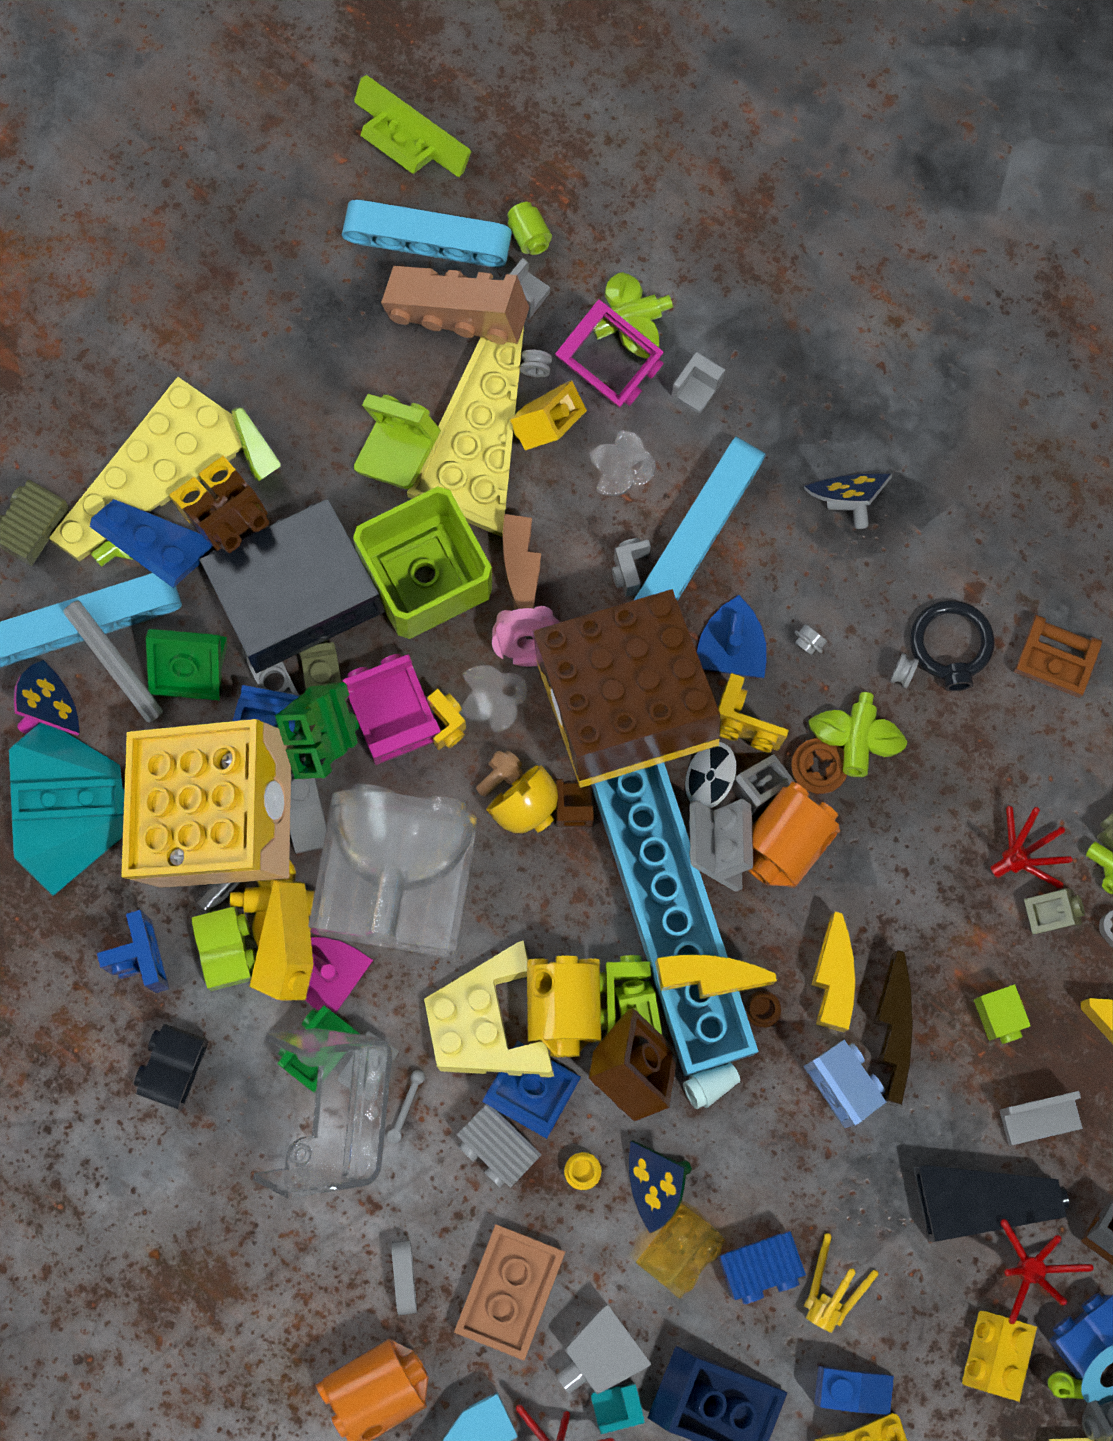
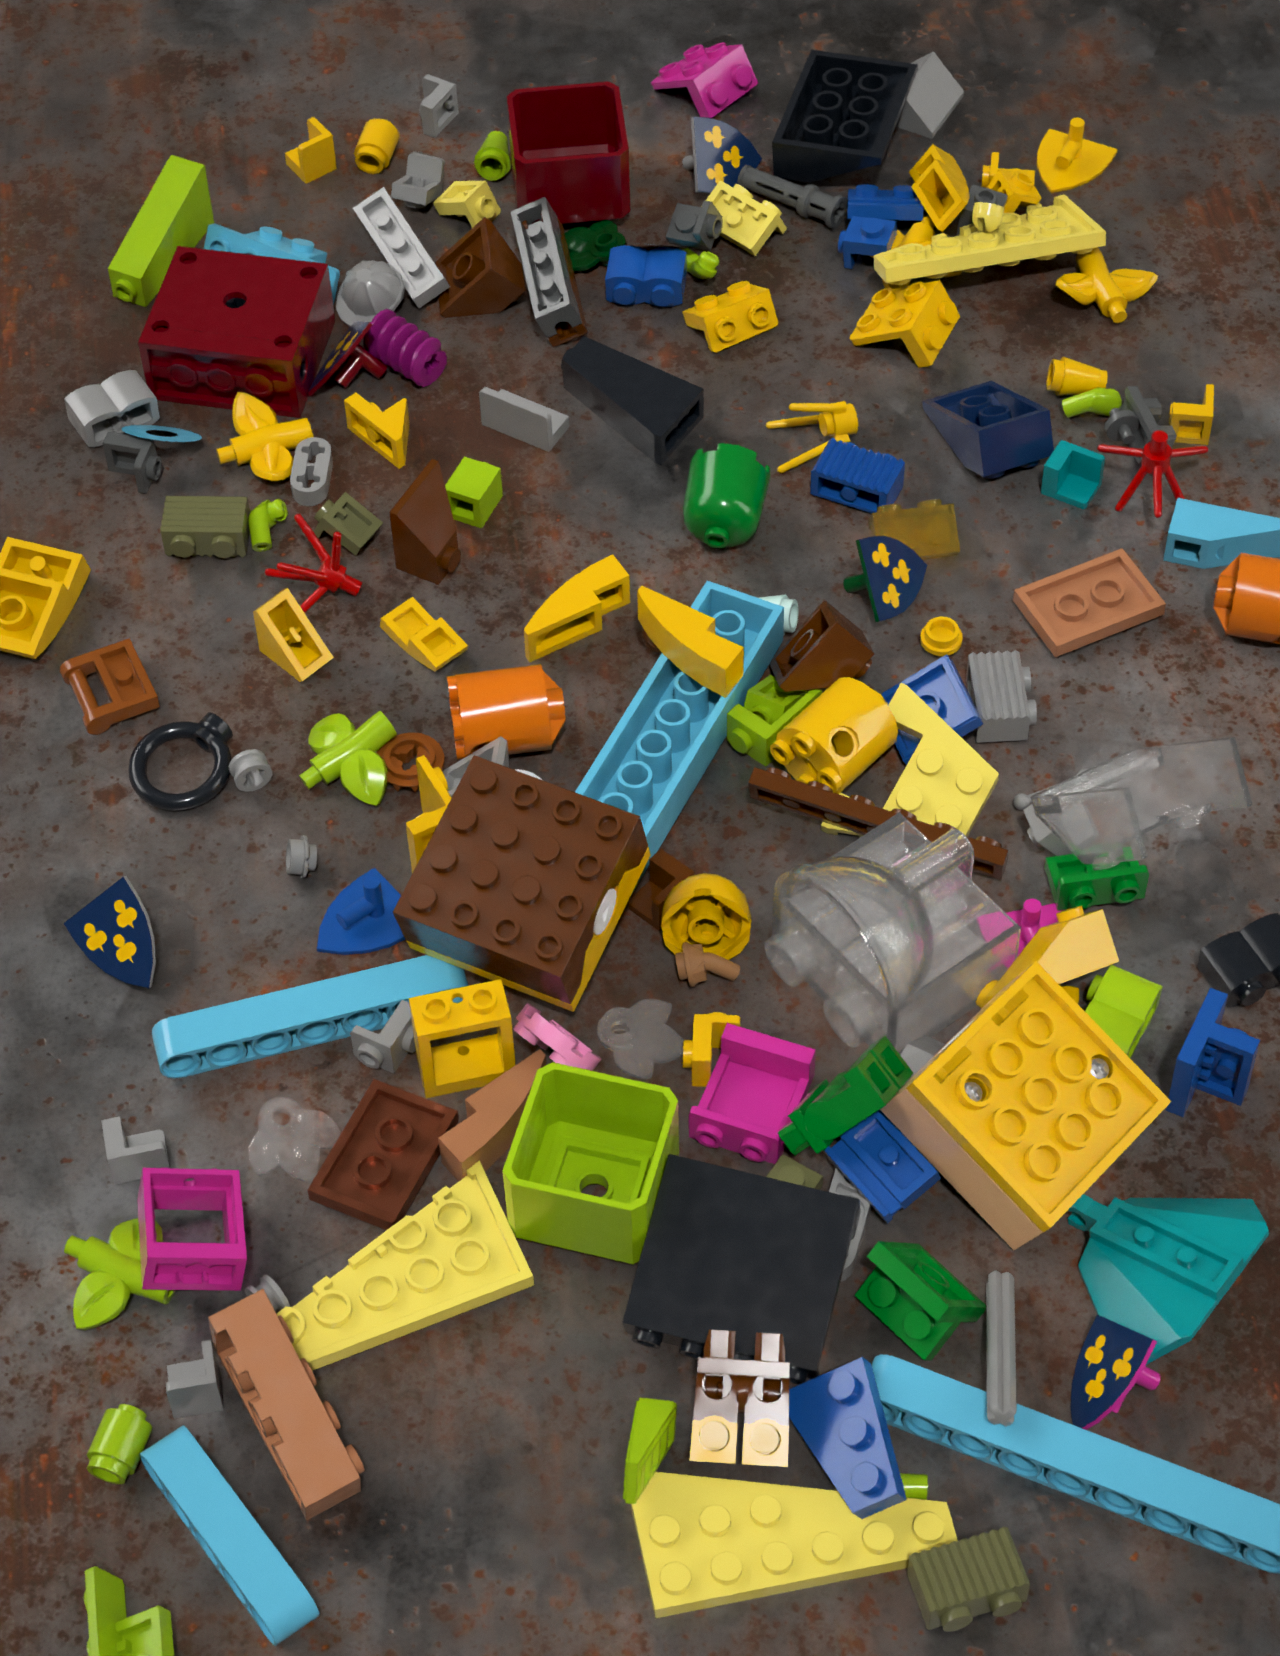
camera: 130 degrees left, 25 degrees down
(397, 441) = (497, 1327): lime bracket -> none
(404, 1277) = (1174, 669): light grey beam -> none
(490, 956) = (859, 814): none -> reddish brown plate
(548, 416) = (317, 1227): yellow slope -> none
(561, 496) = (382, 1155): none -> copper plate
(580, 575) = (467, 1062): none -> yellow window
(601, 1354) = (1051, 512): light grey torso -> none
(722, 841) = (564, 738): light grey bracket -> none
(823, 1149) = (725, 495): none -> green cylinder
(846, 1083) = (655, 529): light blue slope -> none
(853, 1390) = (873, 368): blue slope -> none
(895, 1014) = (561, 547): dark brown slope -> none
(912, 870) = (421, 636): none -> yellow slope
(984, 786) = (289, 636): none -> yellow slope
(991, 946) = (425, 528): none -> reddish brown slope
(1034, 1270) = (649, 329): red plant -> none

